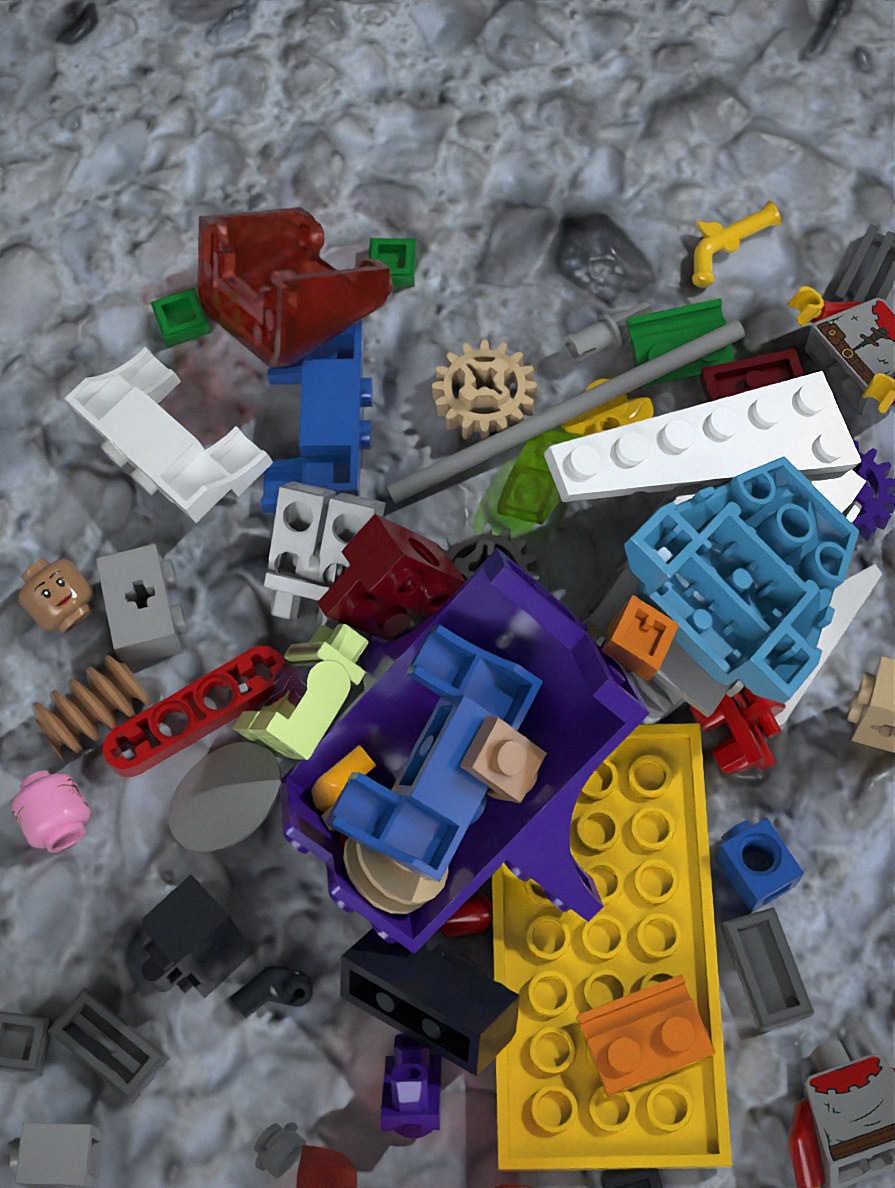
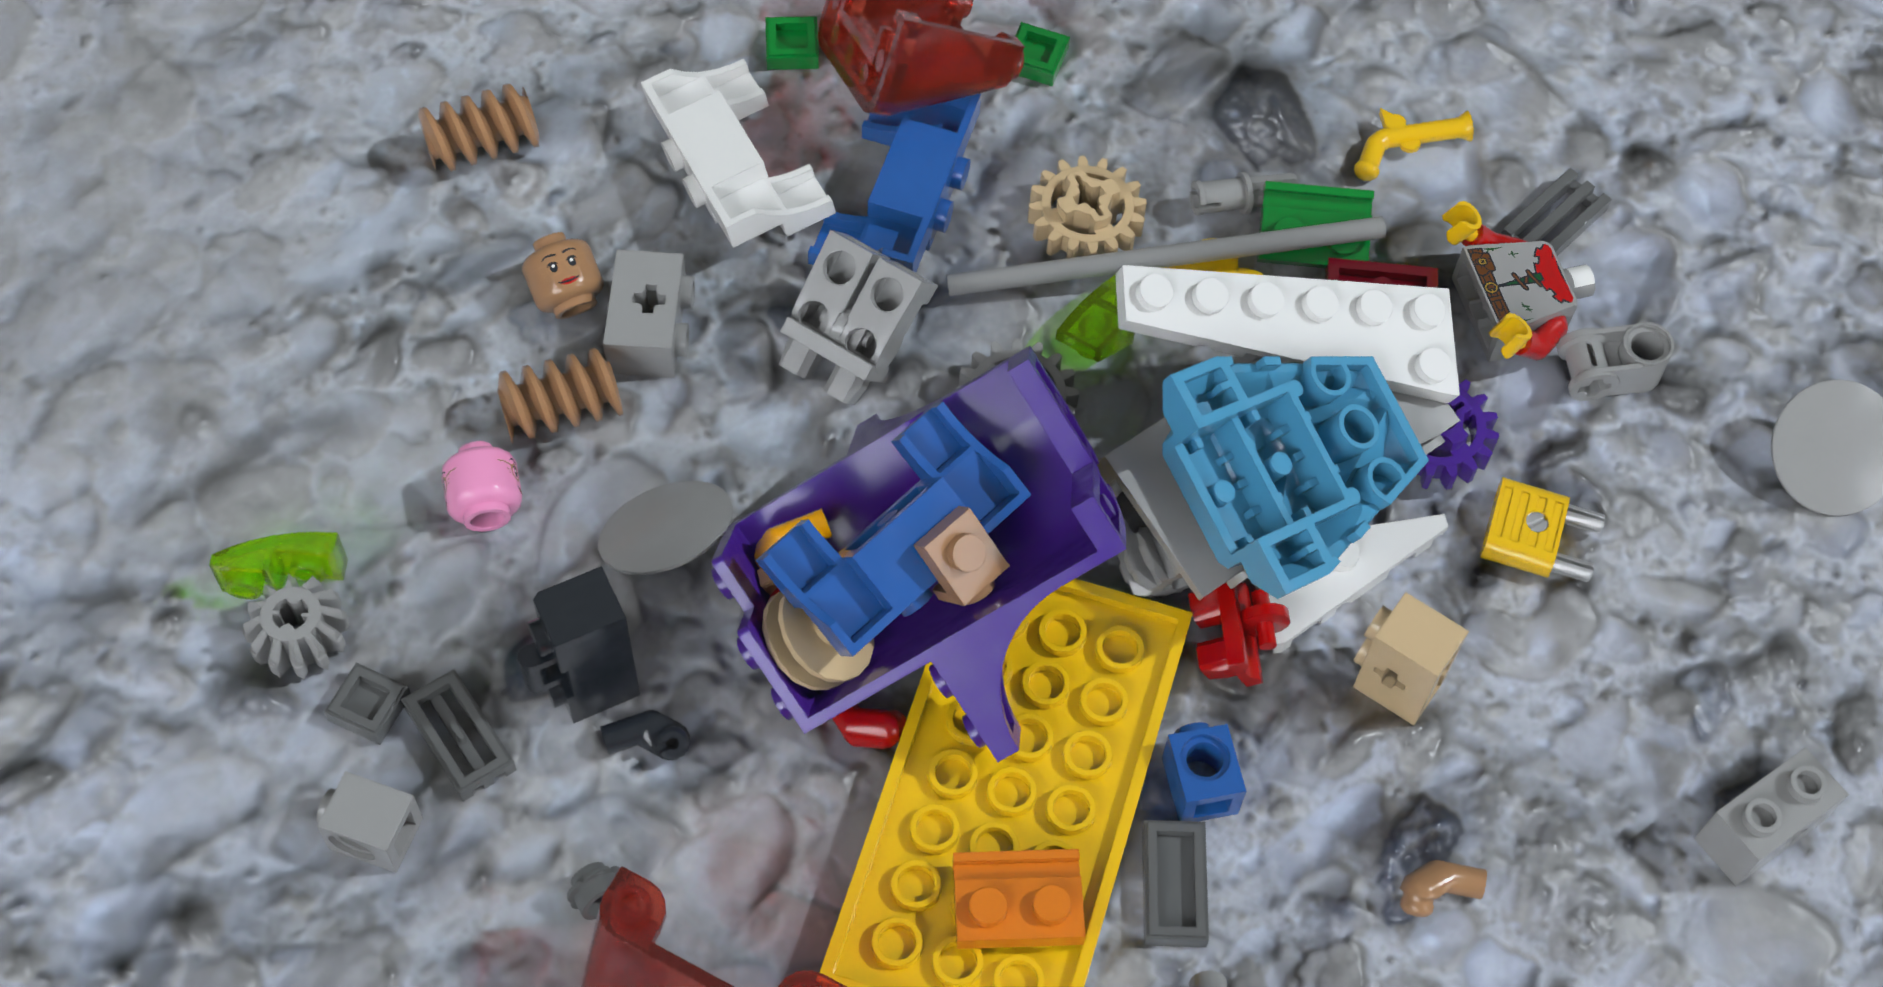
camera: 10 degrees right, 5 degrees down
(191, 703) = (669, 446): red beam -> none
(306, 693) = (786, 448): yellowish green hips -> none
(390, 580) = (909, 356): dark red brick -> none
(411, 1090) = (754, 873): dark purple hips -> none
(431, 998) = (806, 787): black piece -> none
(639, 637) = (1148, 483): orange bracket -> none

